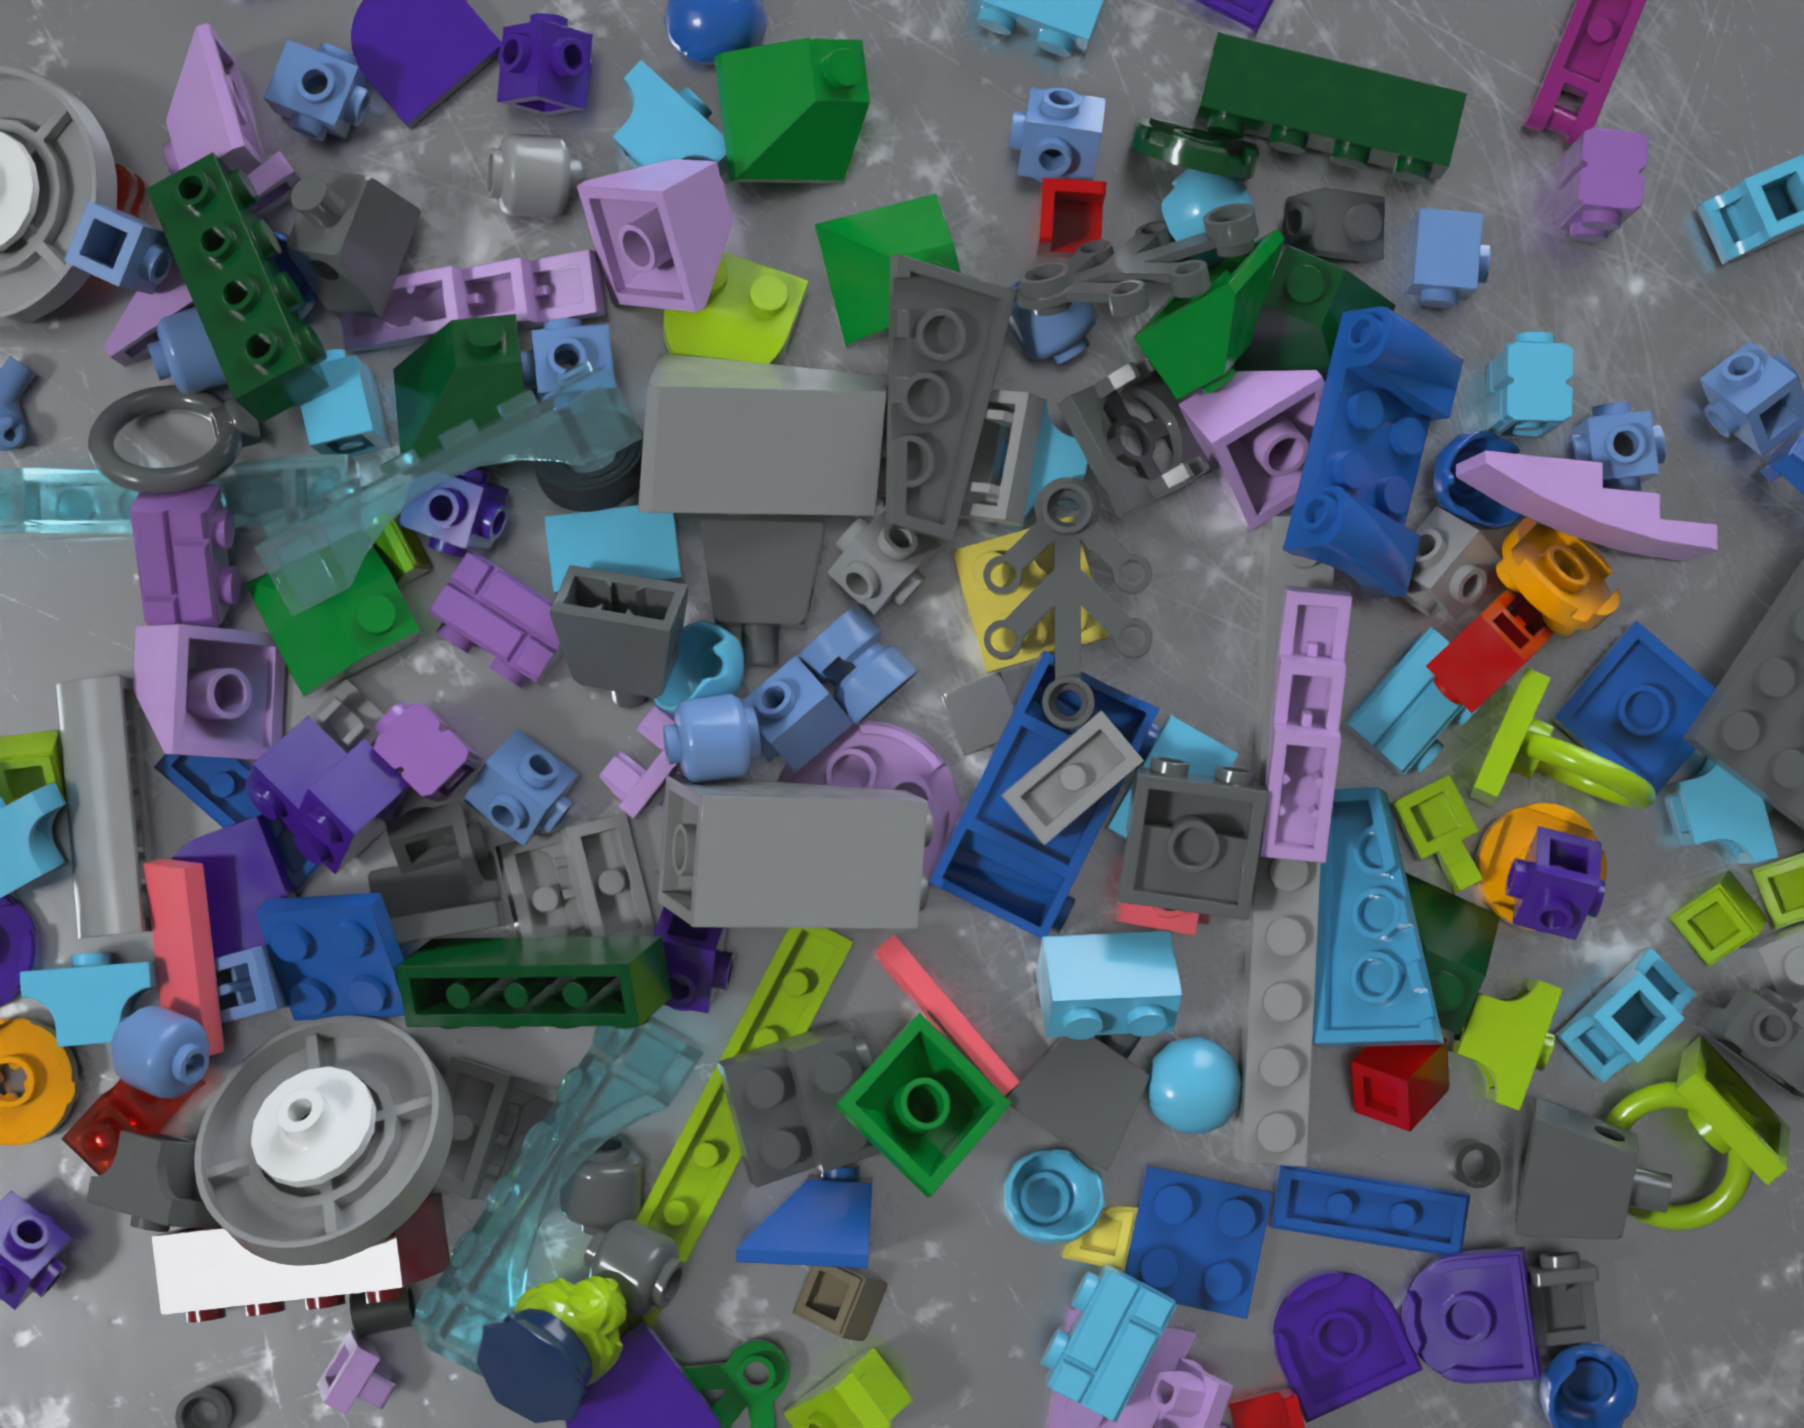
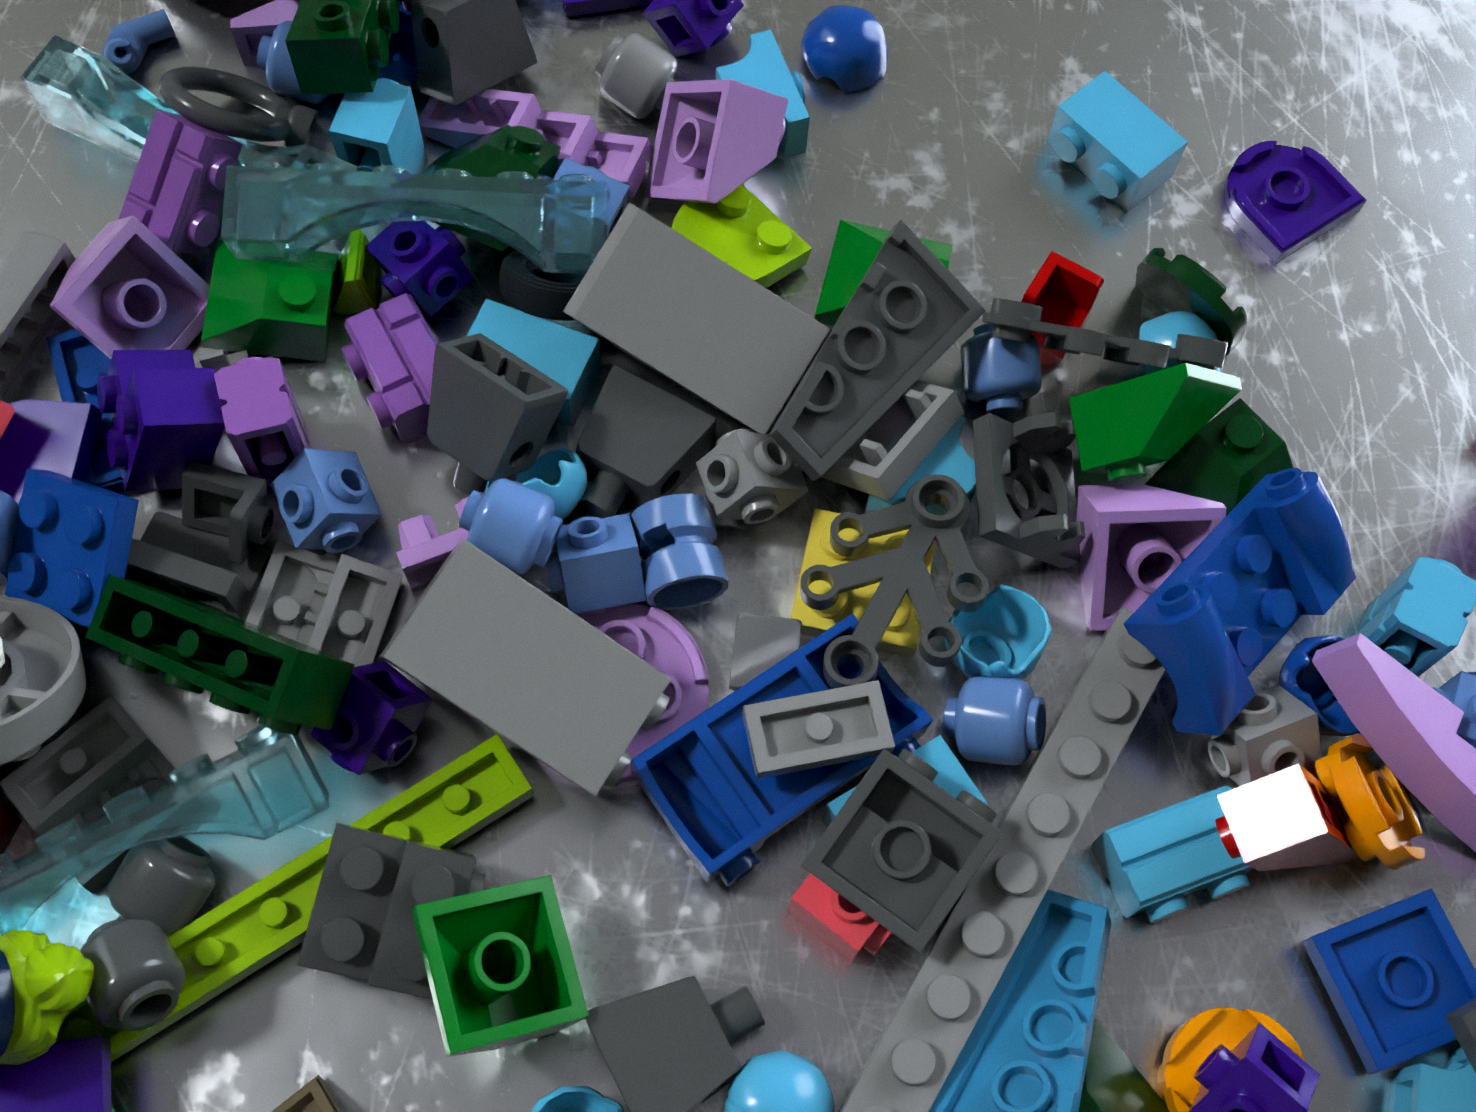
camera: 25 degrees right, 20 degrees down
(792, 109) = (871, 118): green slope -> none
(815, 1224) = (331, 1032): blue slope -> none
(942, 1013) = (575, 897): coral tile -> none
(1058, 134) = (1098, 236): medium blue brick -> none
(1108, 984) = (748, 952): medium azure brick -> none
(1181, 593) = (1002, 636): none -> medium azure hair
(1211, 671) = (996, 720): none -> medium blue head
(1305, 723) = (1067, 797): lavender slope -> none
(1330, 108) = (1328, 327): dark green brick -> none
(1336, 224) = (1294, 417): dark grey bracket -> none
(1437, 823) = (1151, 982): lime plate -> none
(1445, 256) = (1377, 488): medium blue brick -> none
(1527, 746) = (1271, 937): lime tile -> none

